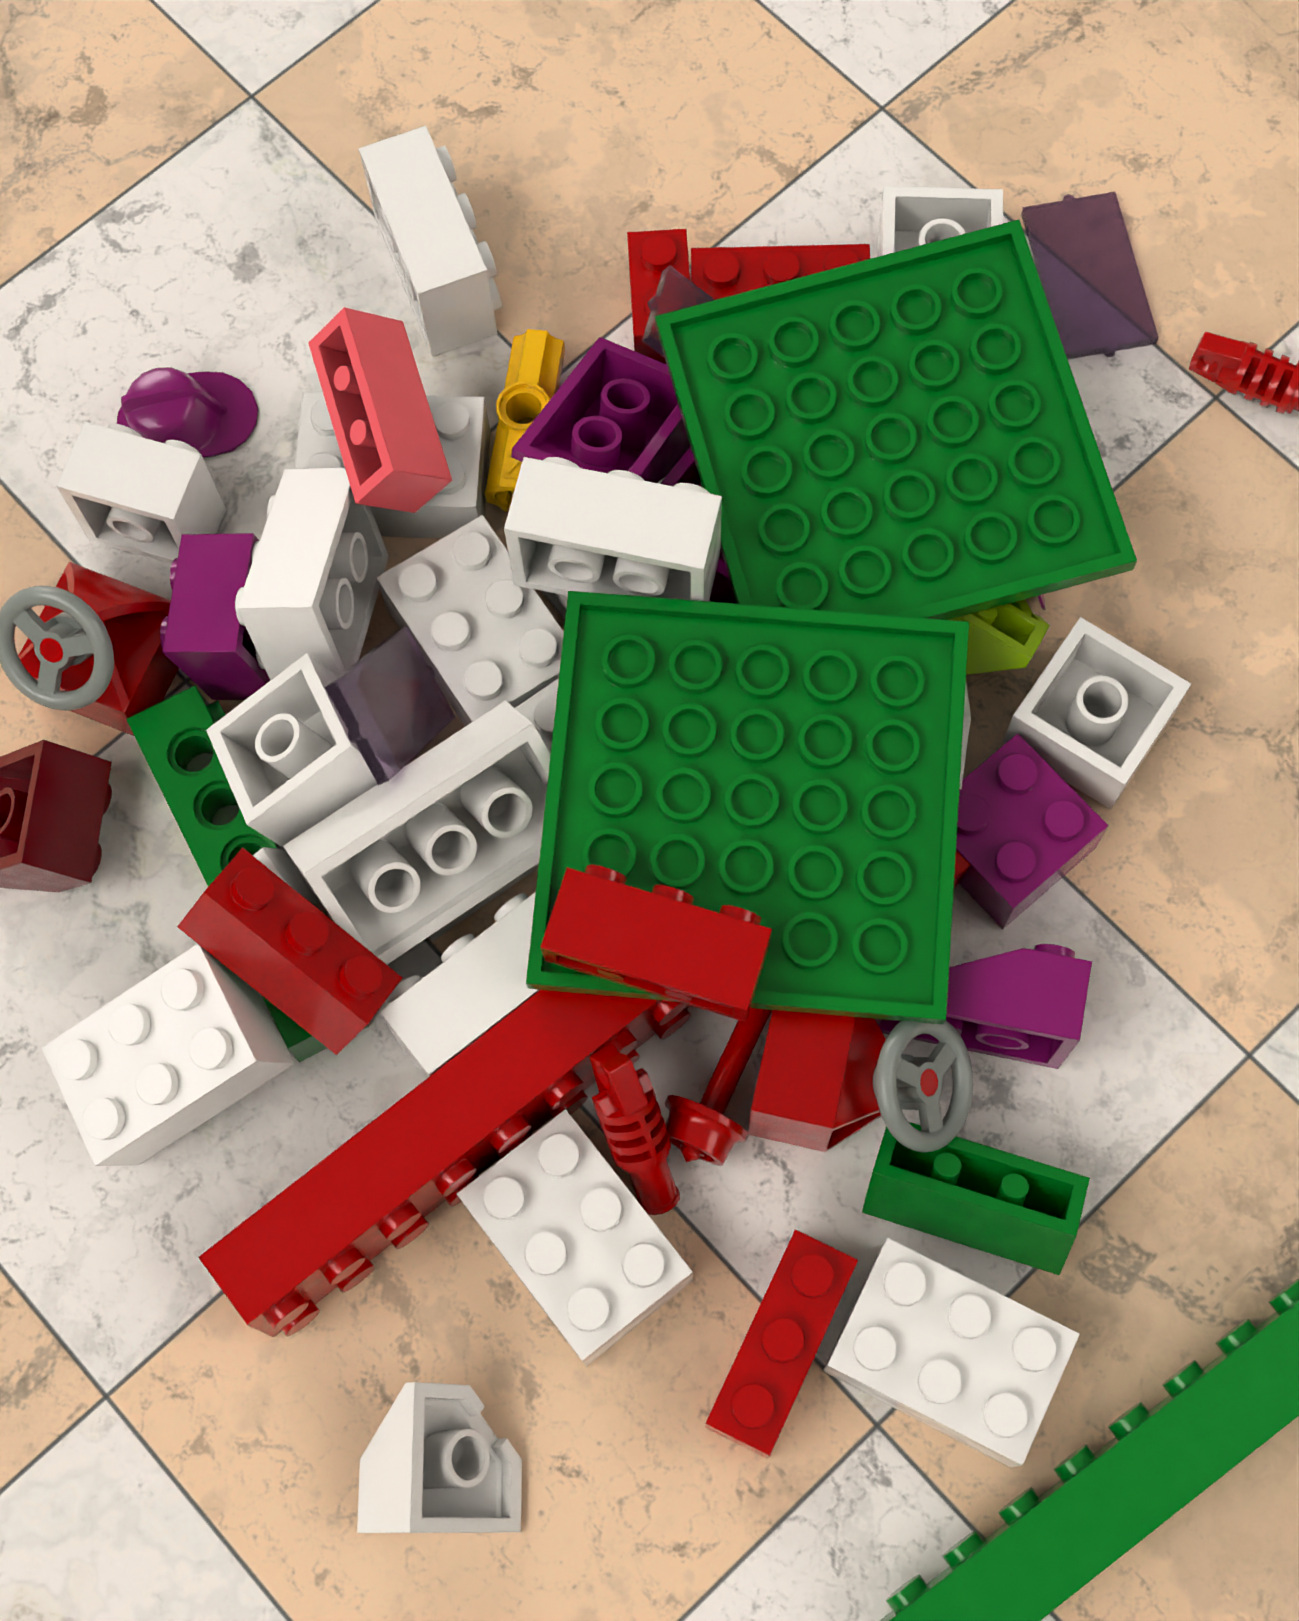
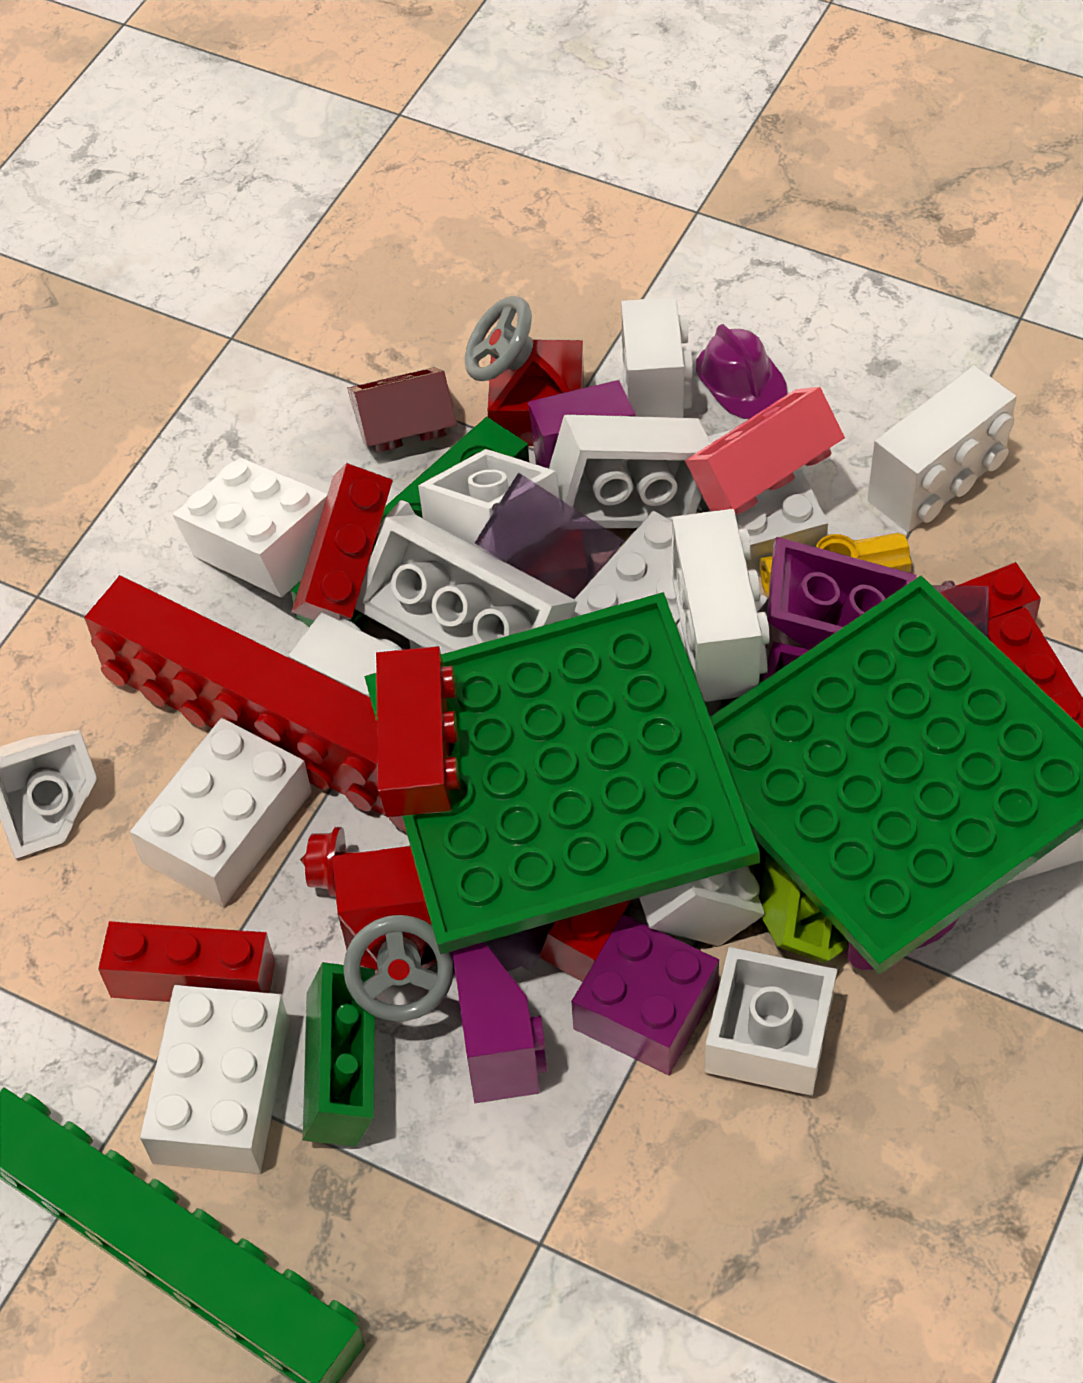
camera: 70 degrees right, 15 degrees down
(634, 1128) = (303, 806): red hinge -> none

